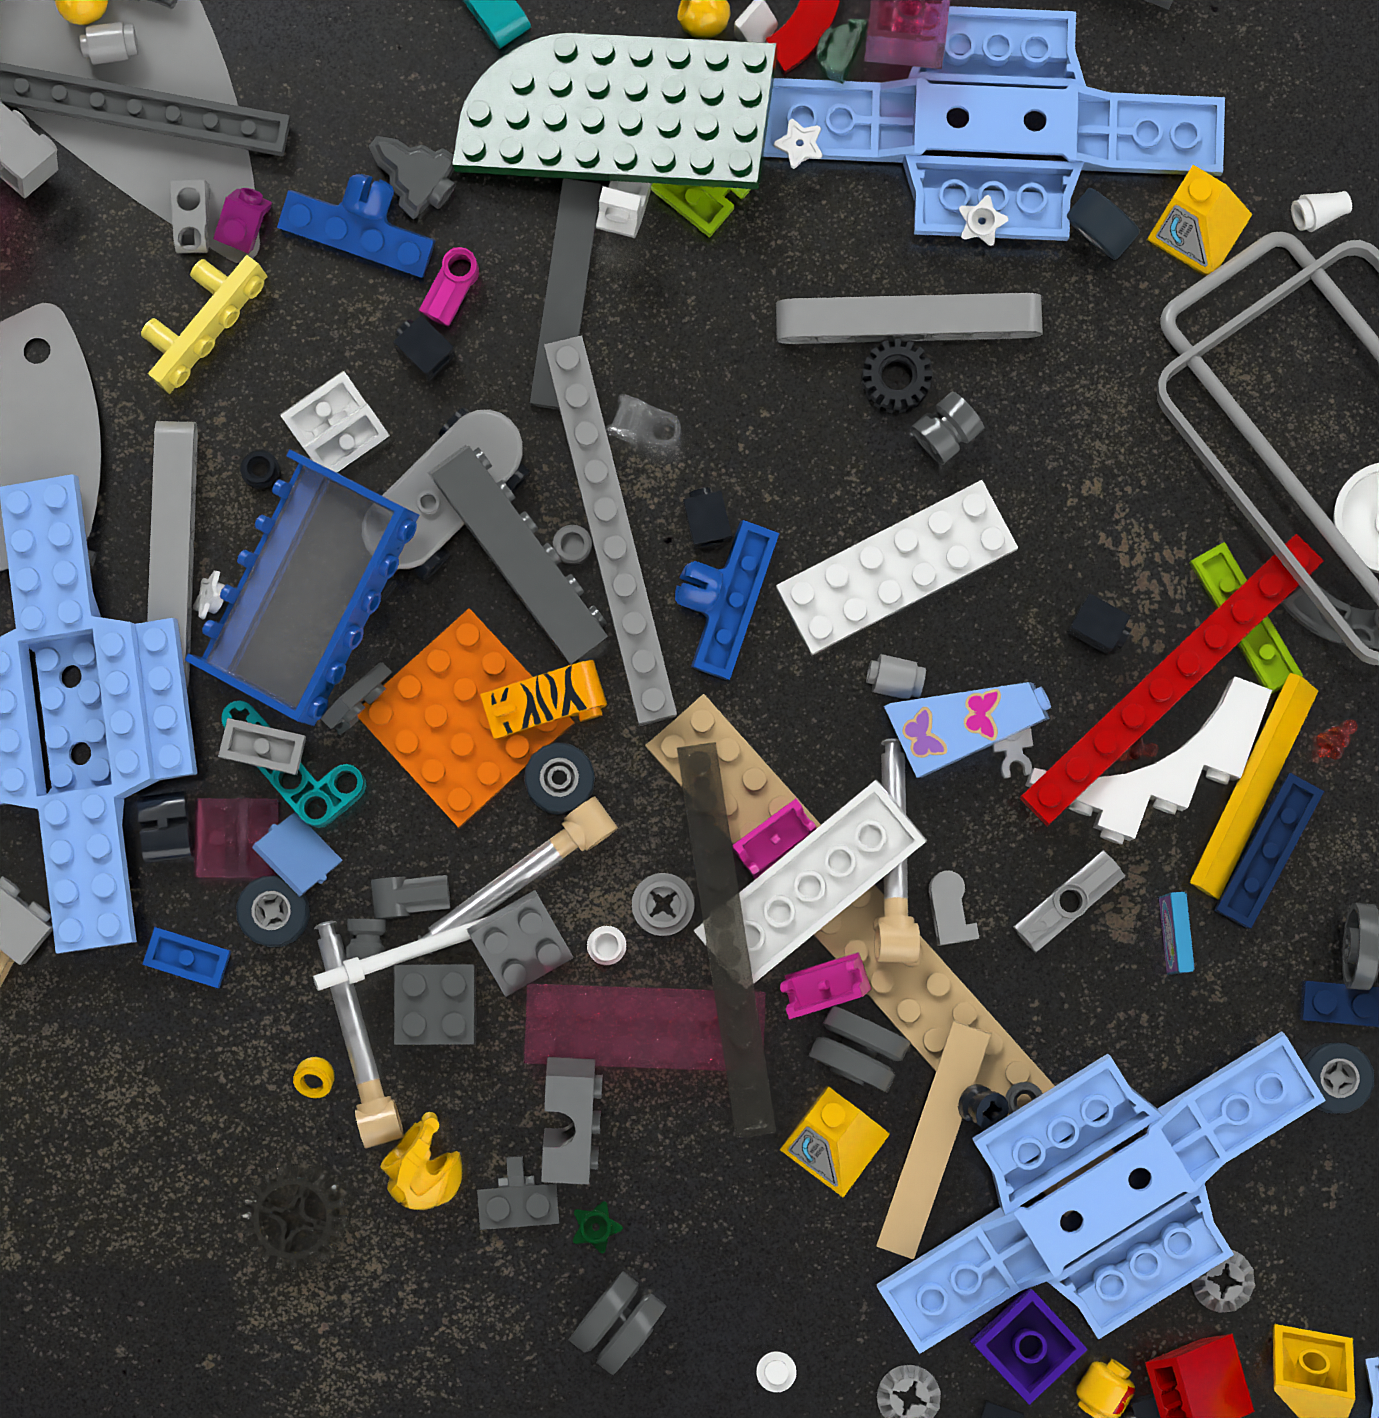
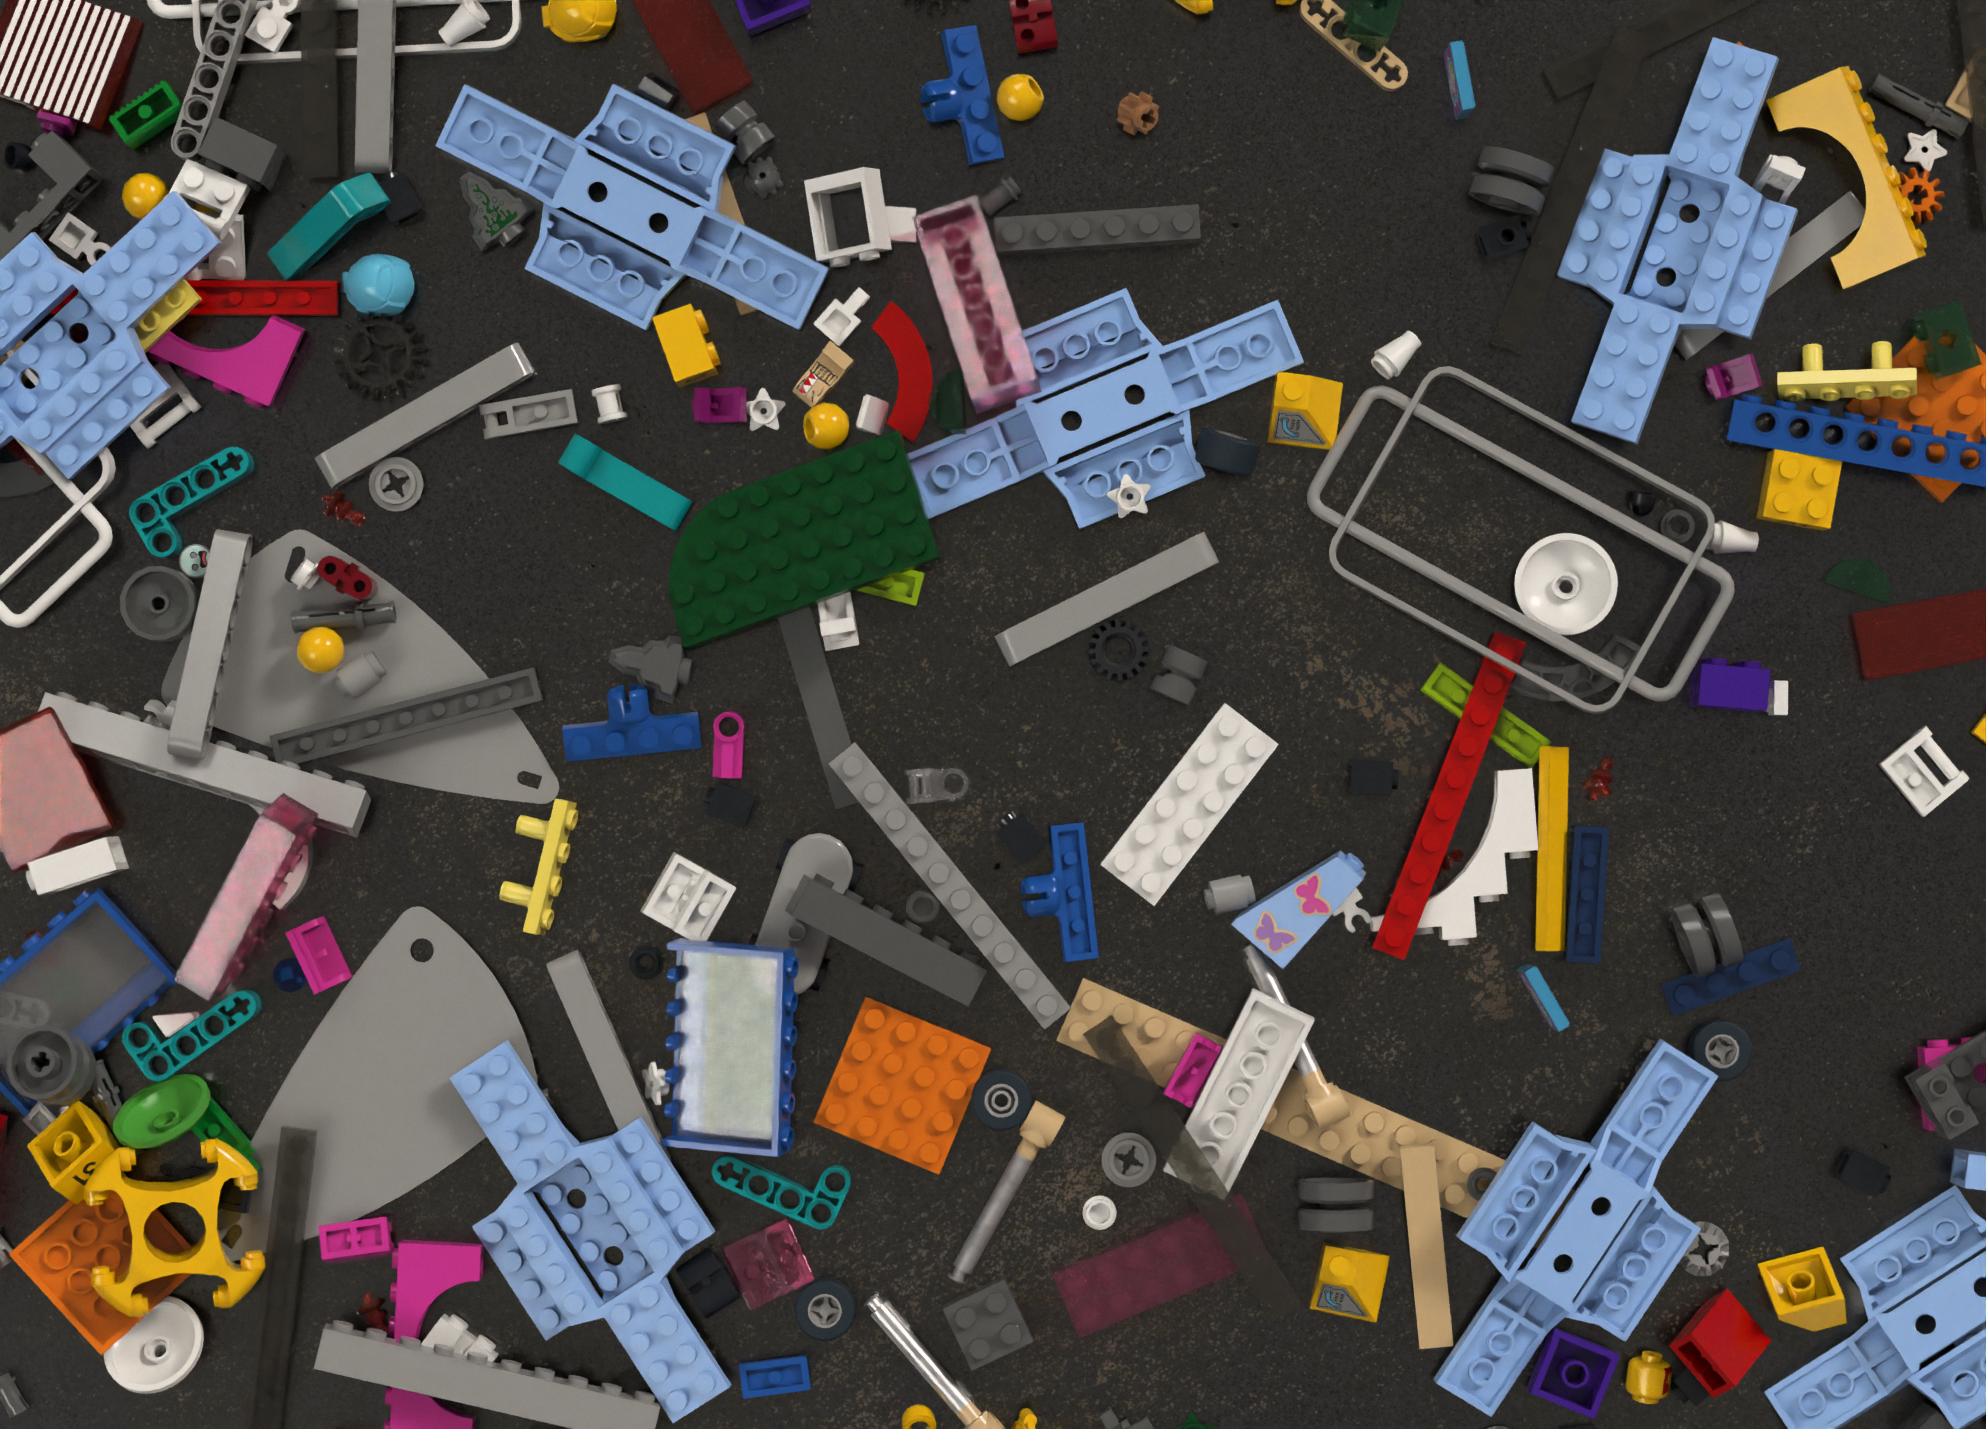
camera: 20 degrees left, 5 degrees up
(190, 215) = (493, 785): light grey leg -> none
(241, 219) = (535, 768): magenta bracket -> none
(262, 746) = (757, 1187): light grey plate -> none
(297, 854) = (823, 1256): medium blue piece -> none
(345, 710) = (809, 1121): dark grey hinge -> none
(355, 969) = (913, 1327): white bar -> none
(366, 937) = (908, 1297): dark grey wheel -> none
(400, 896) = (920, 1250): dark grey piece -> none
(520, 943) = (1031, 1244): dark grey plate -> none
(545, 698) = (960, 1042): light orange door -> none
(571, 1091) = (1127, 1344): arch -> none
(799, 153) = (959, 491): white plate -> none
(825, 985) = (1286, 1165): dark pink hinge -> none
(947, 909) = (1349, 1051): light grey leg -> none
(978, 1099) = (1453, 1204): black wheel -> none
(1088, 884) = (1458, 988): light grey piece -> none

